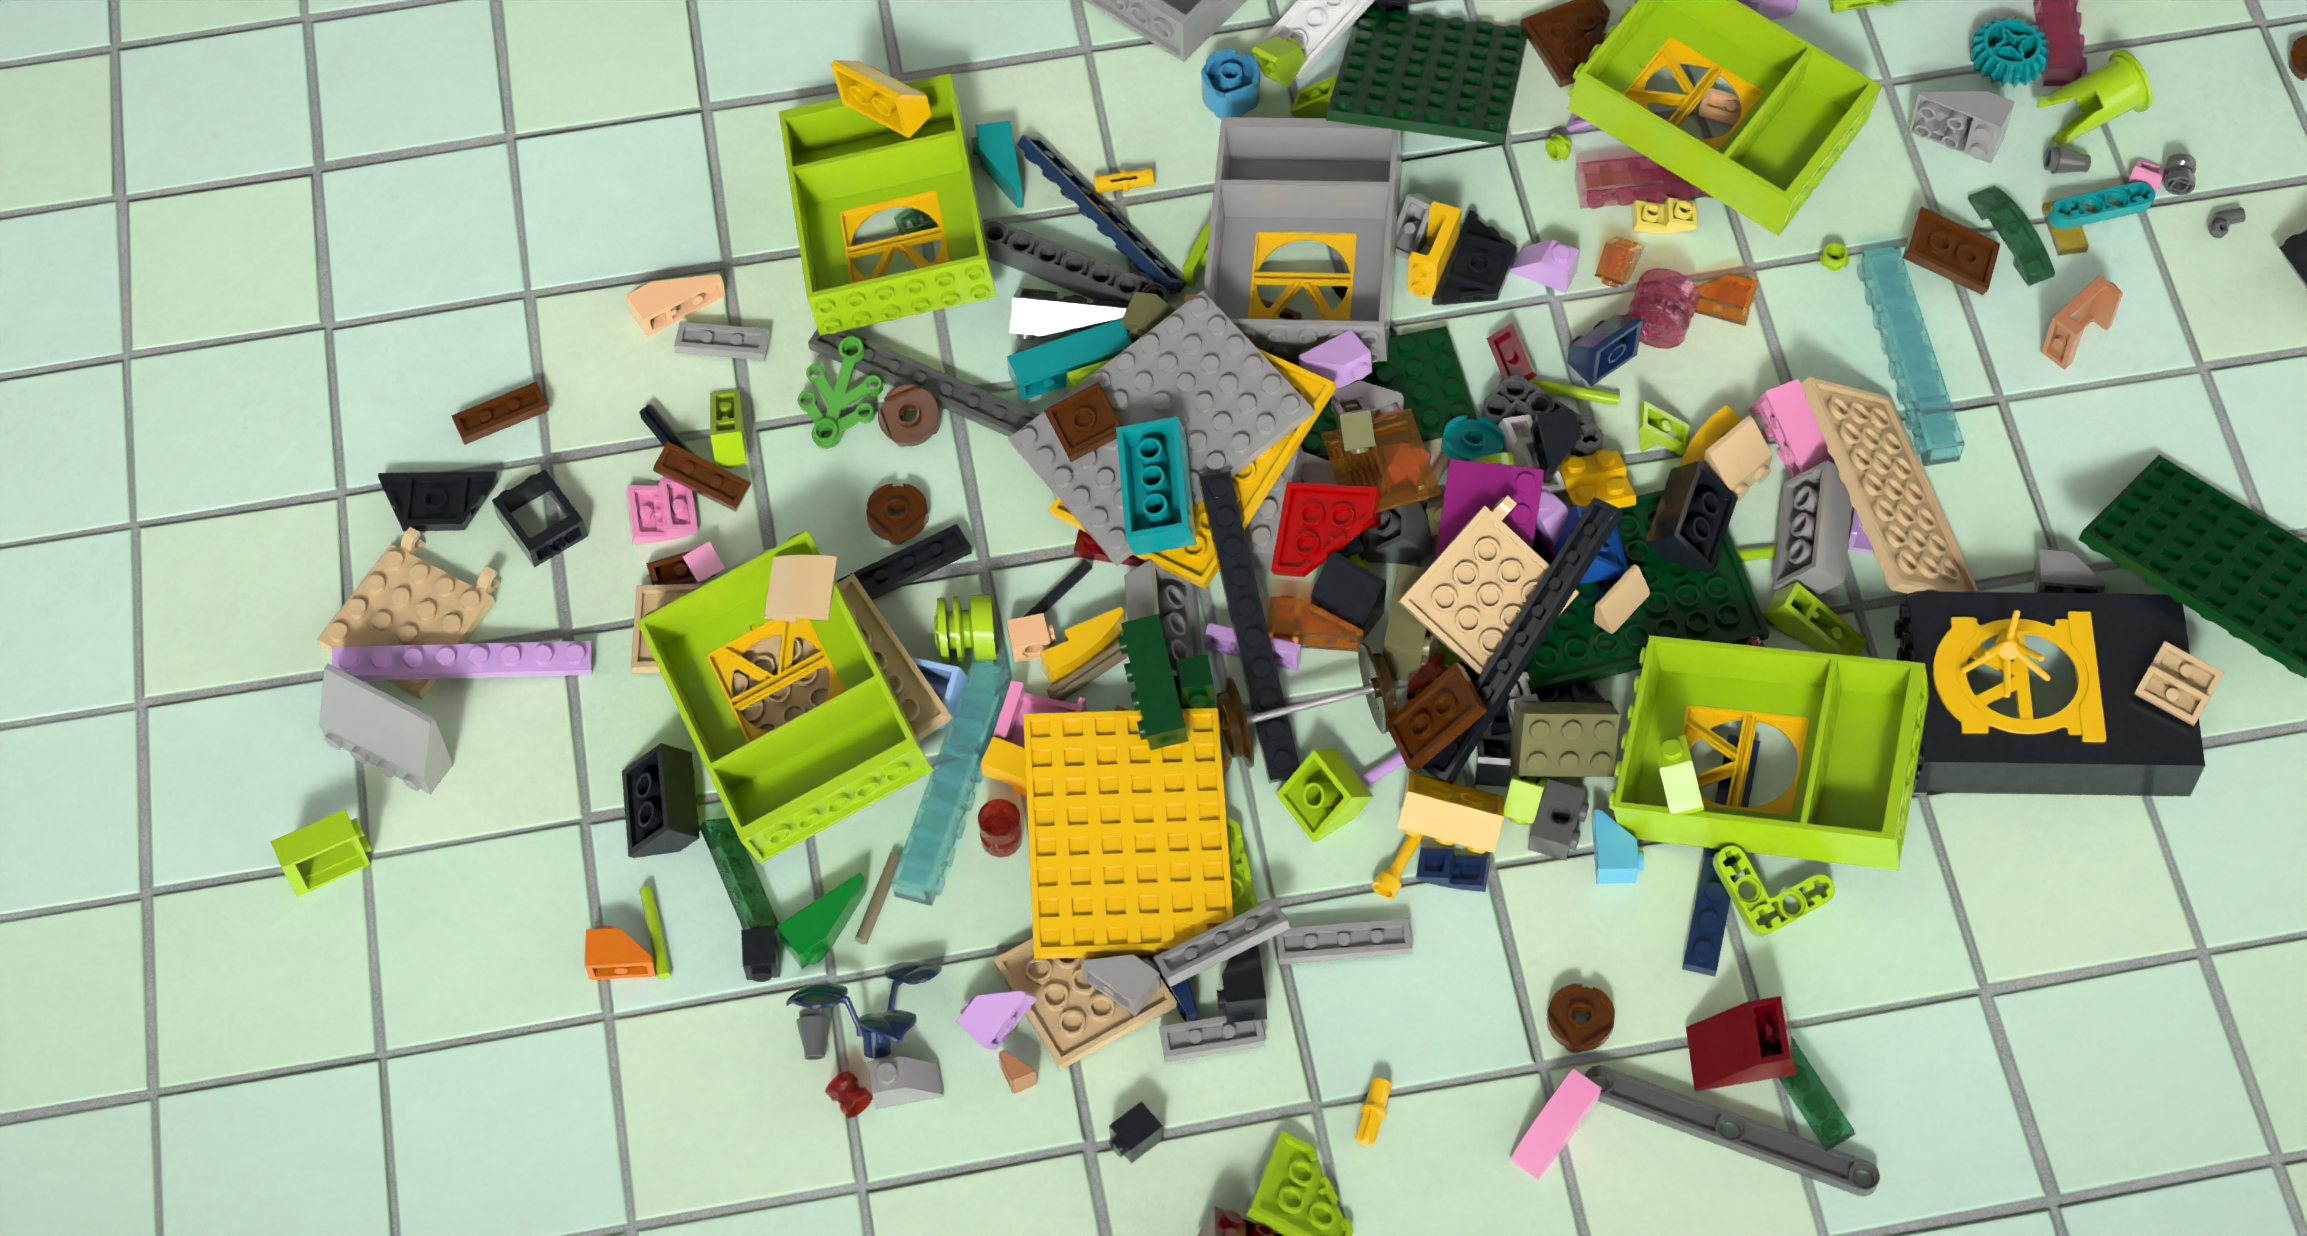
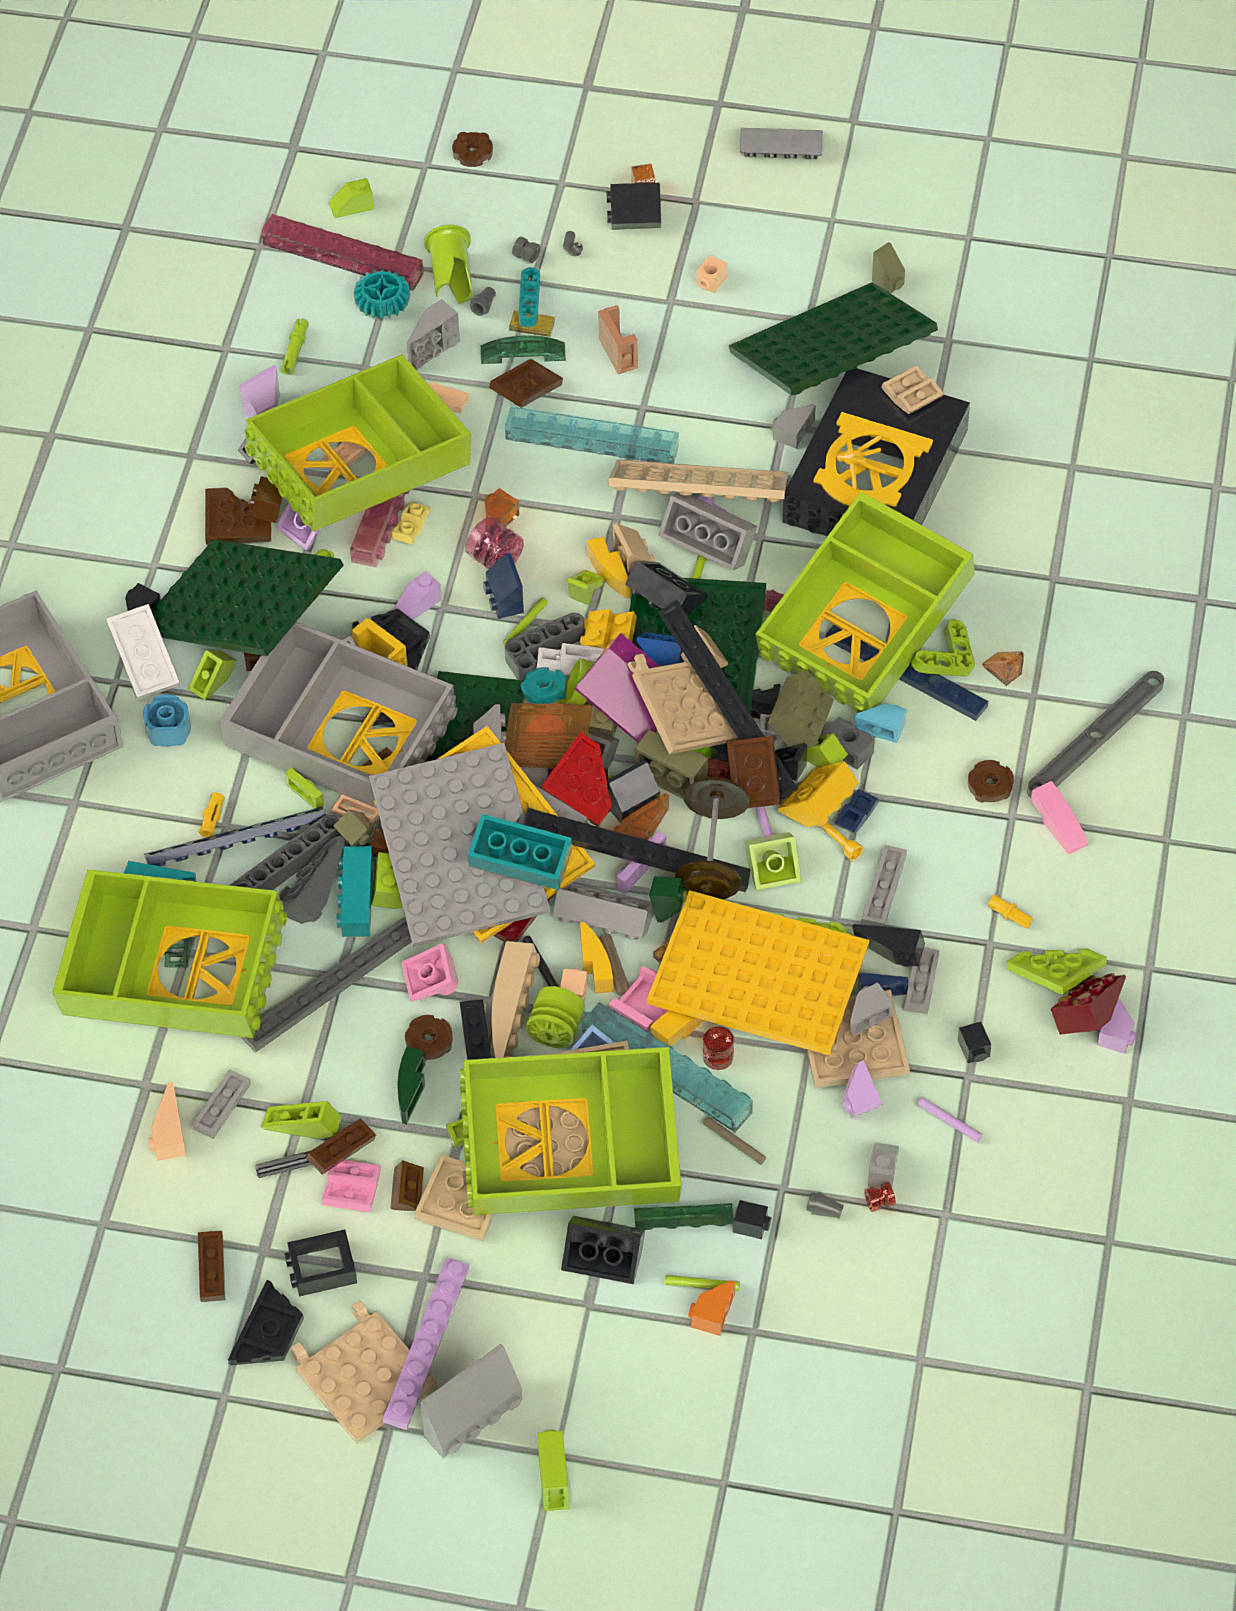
camera: 70 degrees left, 5 degrees down
(703, 562) = (416, 1167): bright pink slope -> none
(801, 587) = (509, 1077): tan slope -> none
(817, 927) = (743, 1175): green slope -> none
(819, 514) = (410, 1081): none -> dark green slope
(839, 398) = (313, 1043): bright green plant -> none
(875, 1028) = (844, 1166): dark blue plant -> none
(881, 97) = (94, 913): yellow slope -> none
(893, 410) = (345, 1013): reddish brown plate -> none
(985, 571) = (512, 995): none -> tan slope
(986, 480) = (430, 973): none -> bright pink slope
(1007, 1144) = (949, 1119): none -> lavender bar
(1016, 1072) = (902, 1097): nougat slope -> none
(1084, 421) = (437, 883): reddish brown plate -> none
(1154, 682) = (661, 912): dark green brick -> none
(1221, 942) = (869, 941): light grey plate -> none
(1279, 59) = (169, 680): lime slope -> none
(1339, 359) = (459, 722): lavender slope -> none
(1354, 424) = (516, 732): olive slope -> none
(1511, 353) = (483, 643): dark red plate -> none
(1554, 440) = (578, 636): black slope -> none
(1618, 261) = (437, 558): clear orange slope -> none
(1678, 776) = (871, 650): slope -> none
(1742, 1045) = (1050, 702): dark red slope -> none
(1786, 973) = (1005, 666): none -> clear orange slope
(1792, 427) = (626, 510): bright pink wedge -> none
(1812, 622) = (764, 561): lime slope -> none
(1816, 1103) = (1085, 684): clear green plate -> none
(1836, 251) = (493, 446): lime plate -> none
(1886, 179) = (451, 397): none -> light nougat tile
(2147, 173) = (514, 267): bright pink slope -> none
(2270, 392) = (711, 274): none -> light nougat brick

